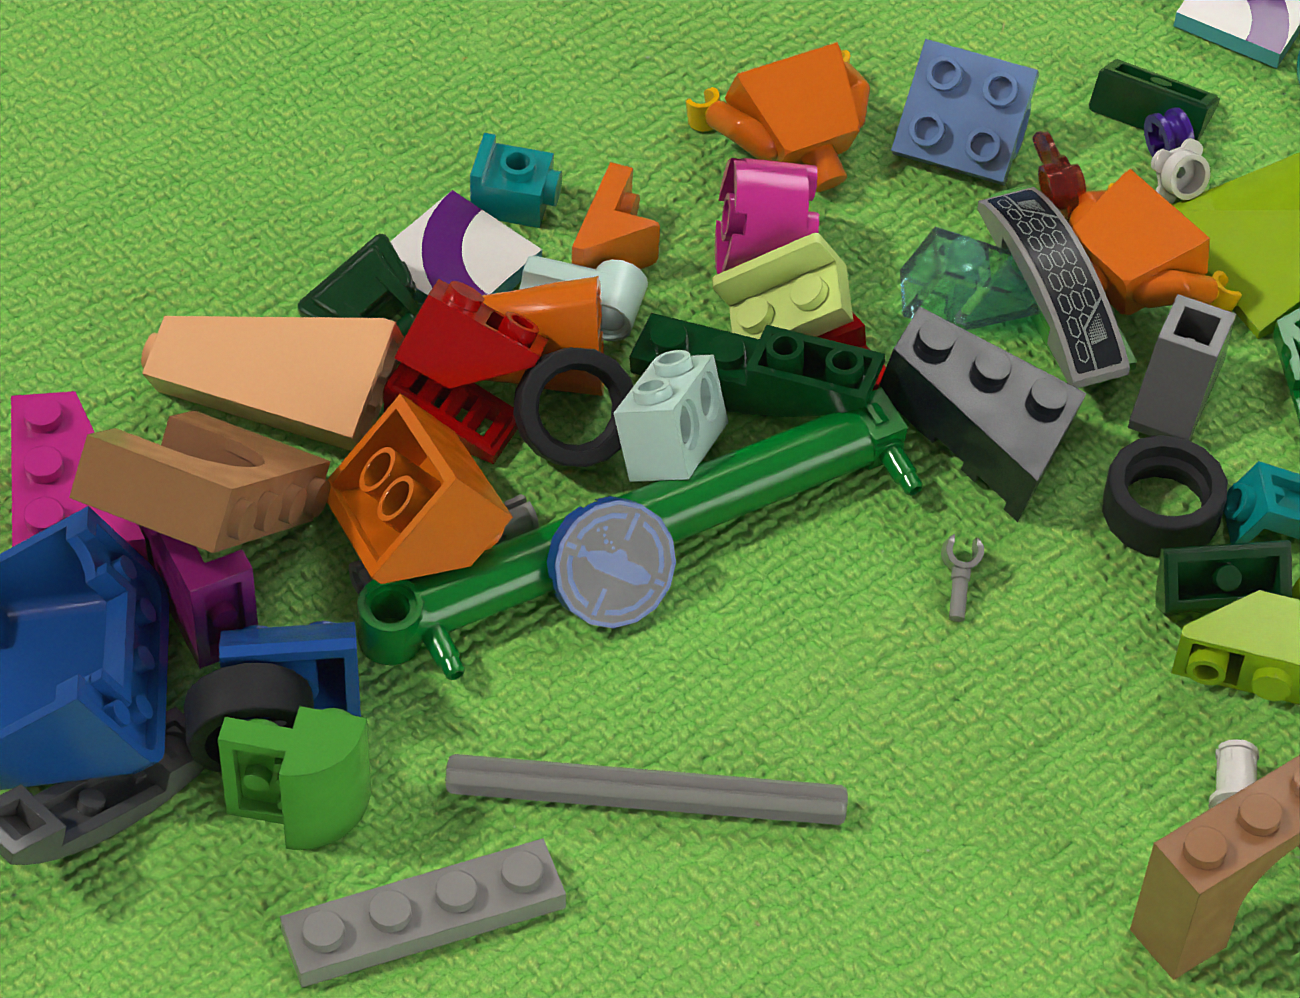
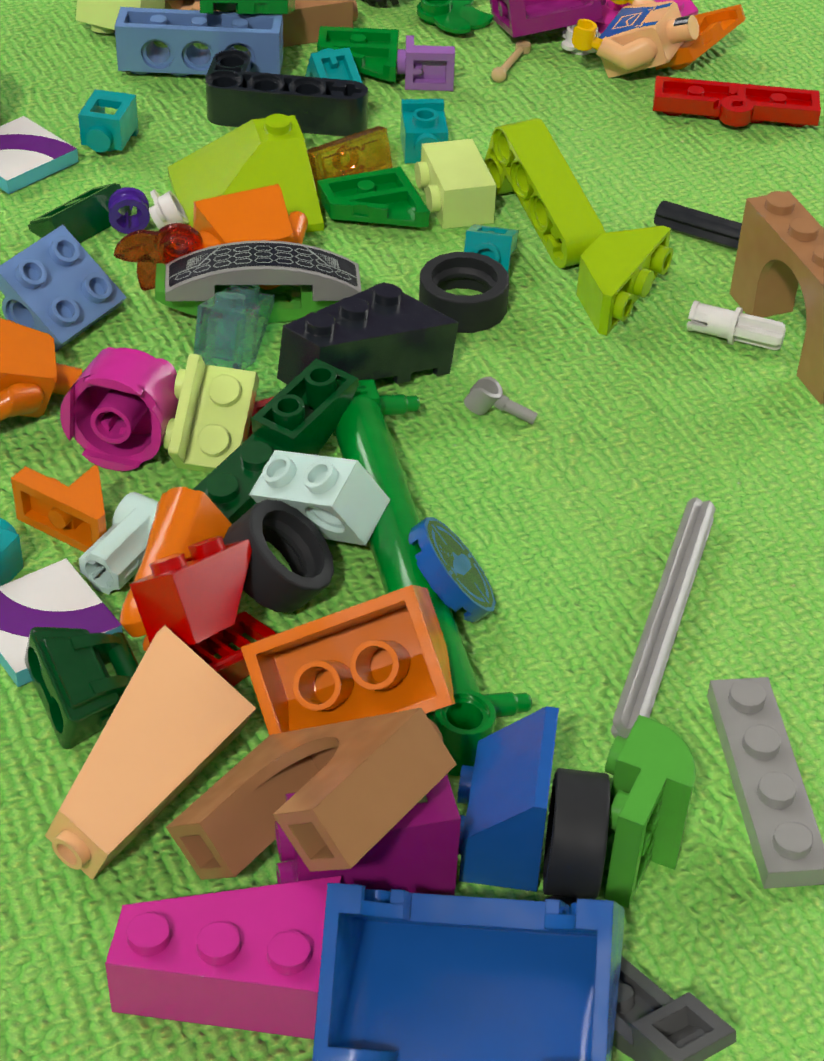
camera: 75 degrees left, 10 degrees down
(1182, 369) = (366, 240): dark grey slope -> none
(1221, 574) = (556, 278): dark green slope -> none

